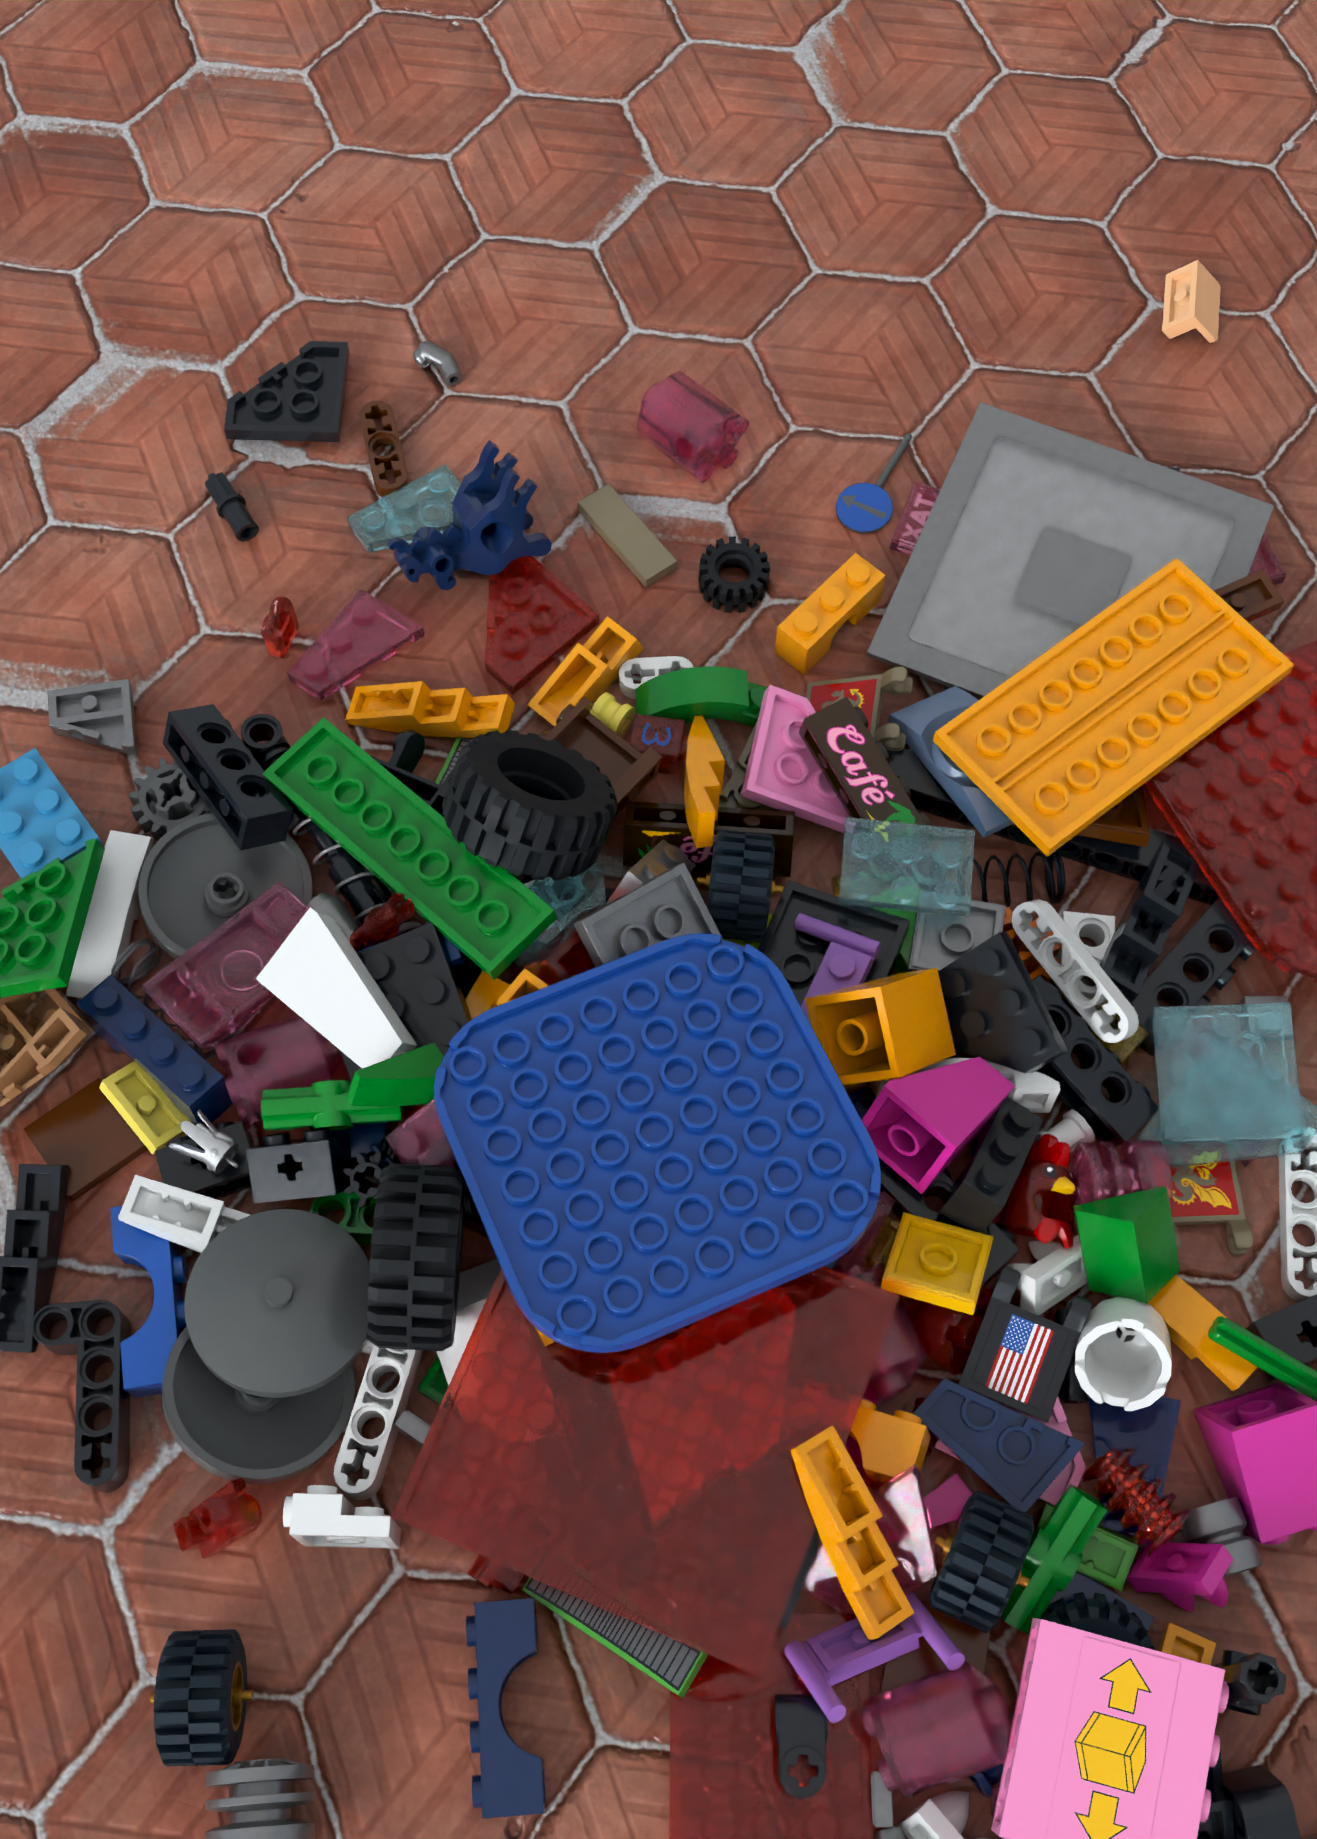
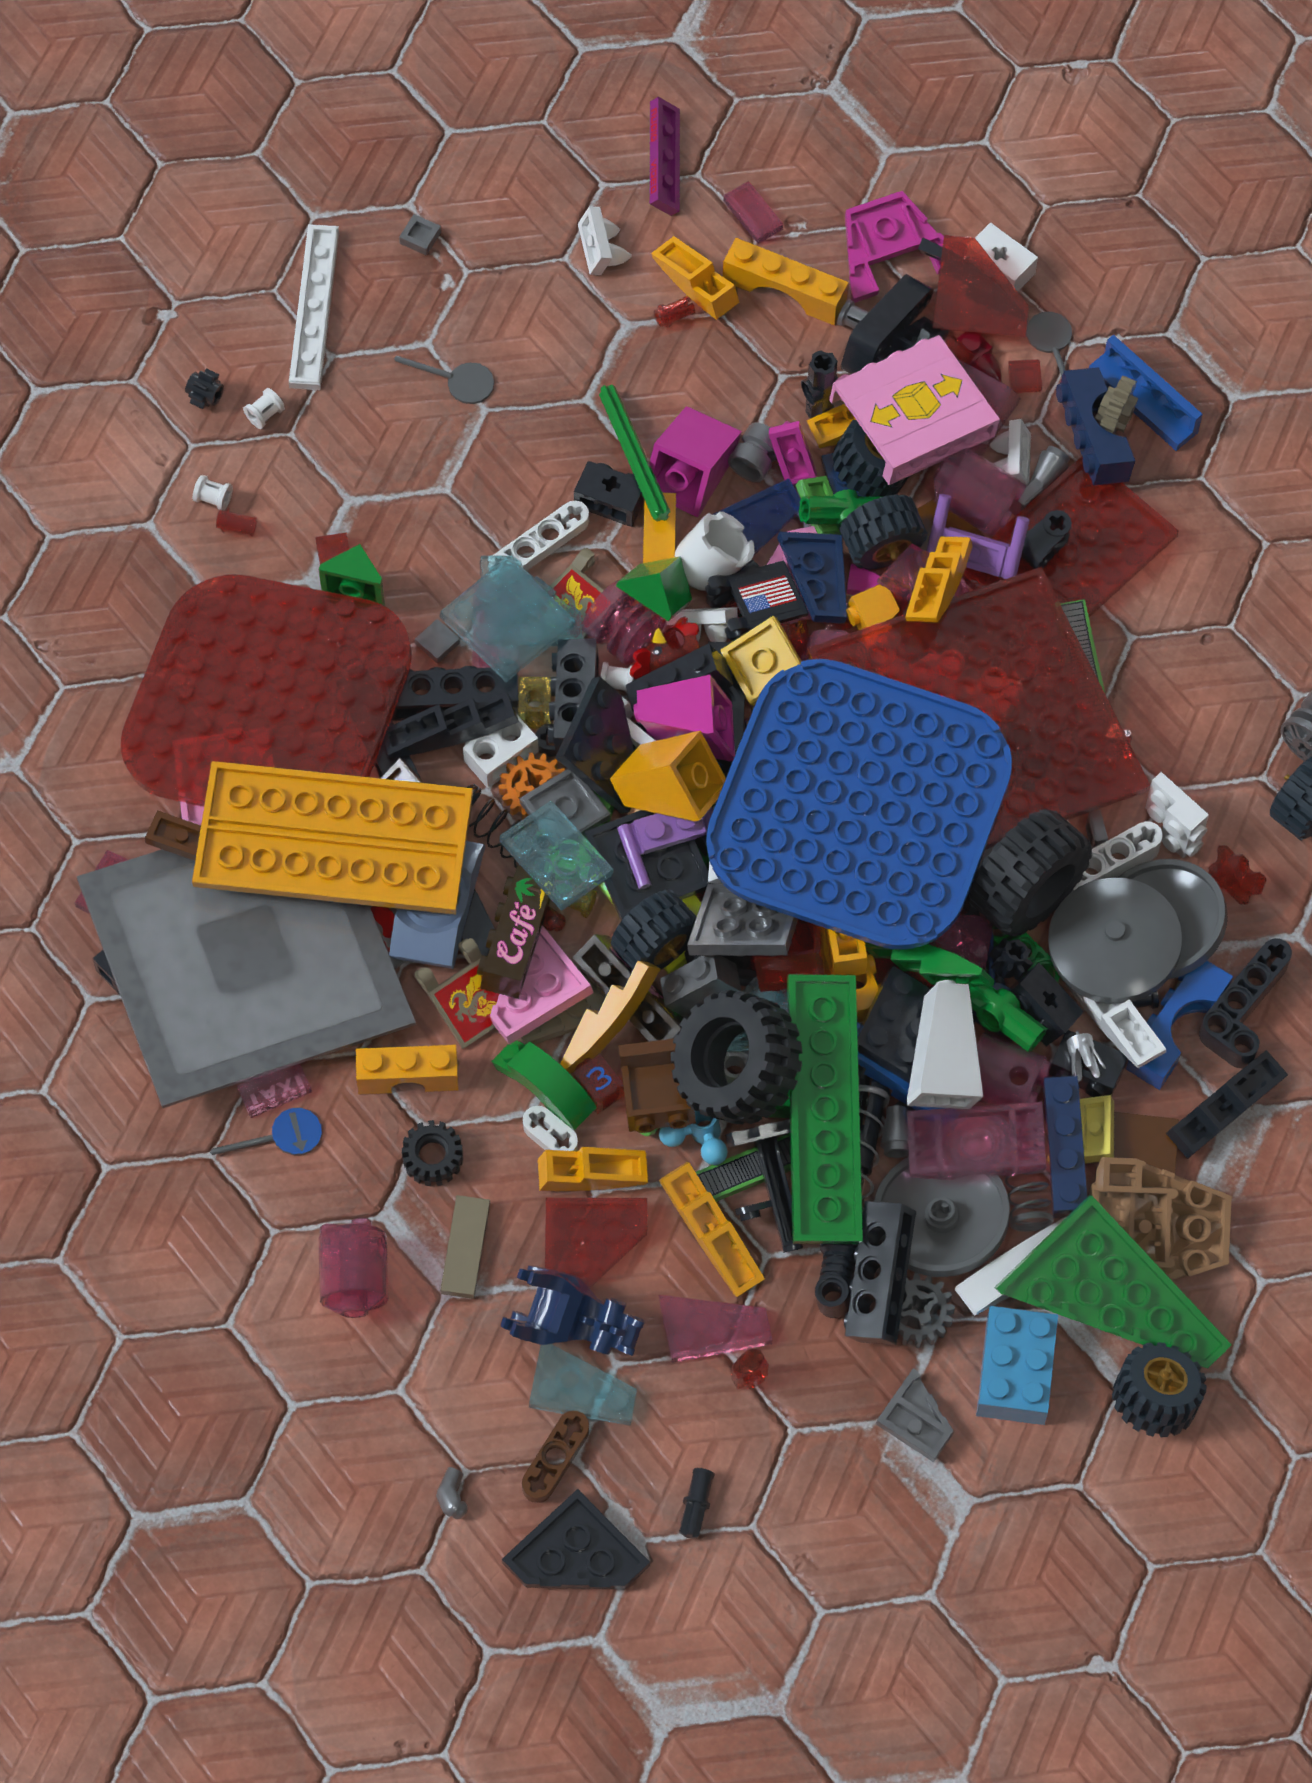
camera: 135 degrees left, 0 degrees up
(382, 922) = (880, 1080): clear red pin -> none
(510, 1777) = (1190, 652): dark blue arch -> none
(613, 714) = (607, 1126): light yellow wheel -> none
(1069, 975) = (519, 766): white beam -> none
(1137, 1497) = (778, 490): clear red piece -> none

